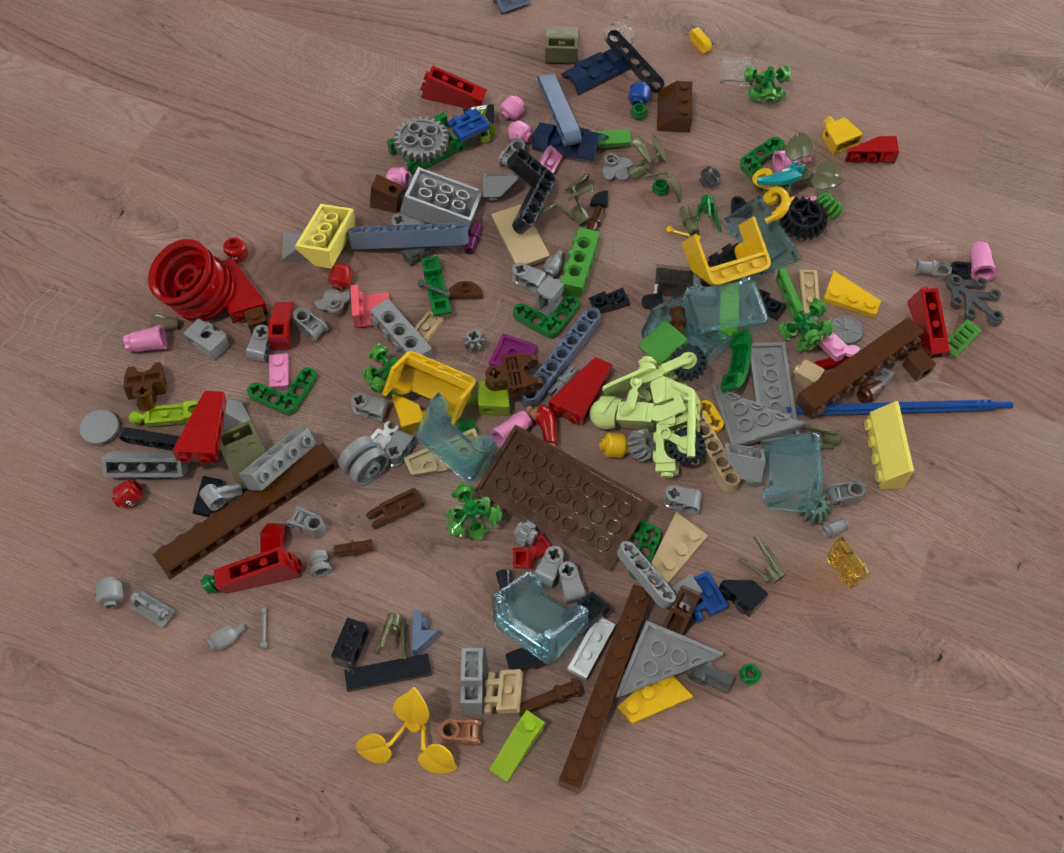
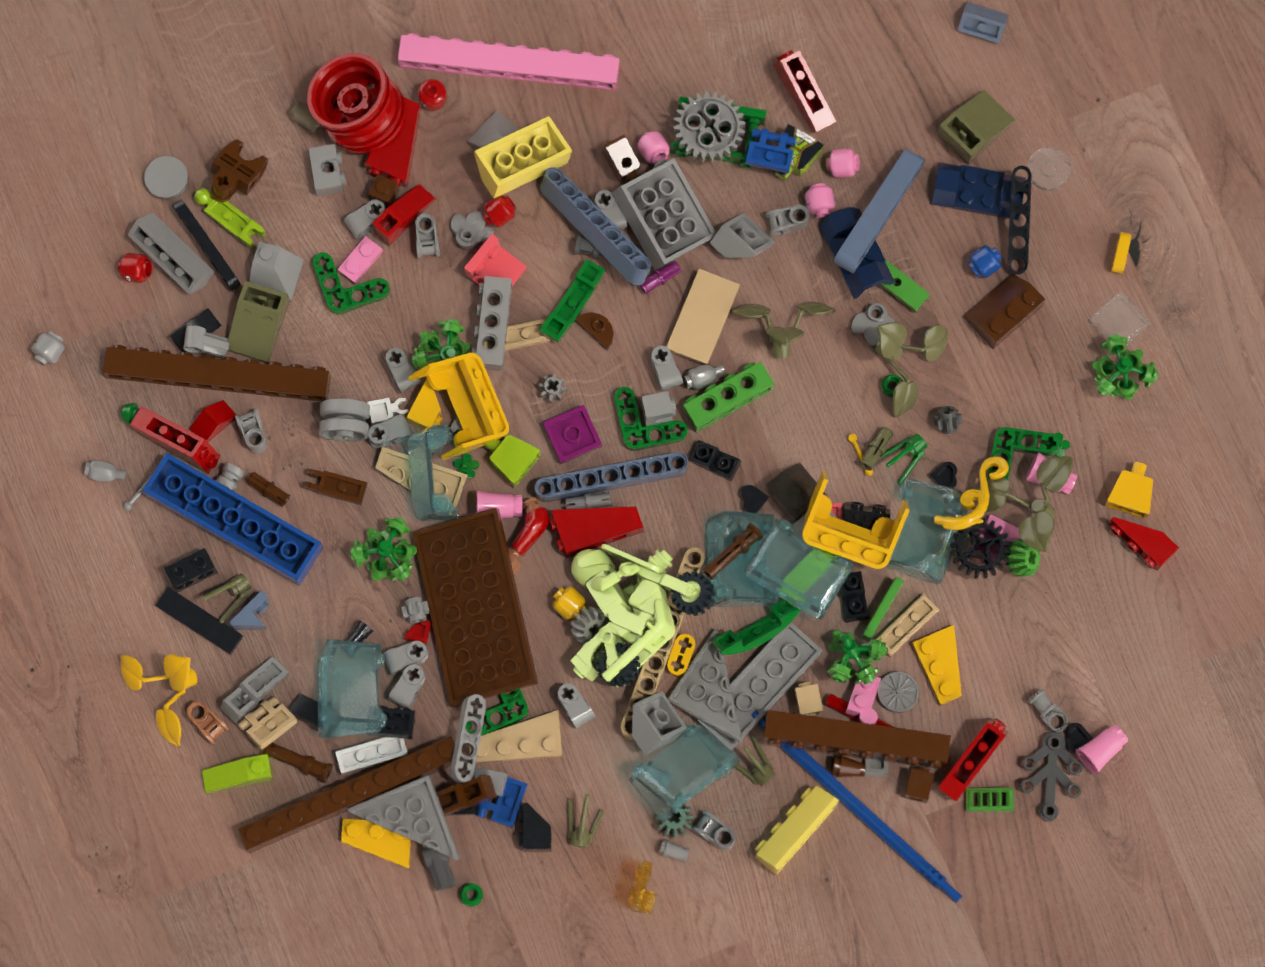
camera: 45 degrees right, 15 degrees up
(147, 339) = (275, 123): bright pink plant -> none
(151, 608) = (69, 392): light grey hinge -> none
(203, 430) = (236, 272): red slope -> none
(267, 200) = (508, 62): none -> bright pink brick
(277, 459) = (277, 352): light grey brick -> none
(346, 585) = (233, 519): none -> blue brick
(421, 283) = (564, 286): dark grey hinge -> none
(513, 375) = (542, 458): reddish brown piece -> none
(523, 557) = (395, 628): red slope -> none
(541, 184) = (755, 286): black beam -> none
(551, 158) = (811, 260): bright pink plate -> none
(594, 222) = (788, 365): reddish brown axle -> none
(600, 199) = (821, 345): black tile -> none
(639, 111) = (966, 274): green plate -> none
(662, 342) = (699, 552): bright green slope -> none
(783, 177) = (1004, 490): teal piece -> none

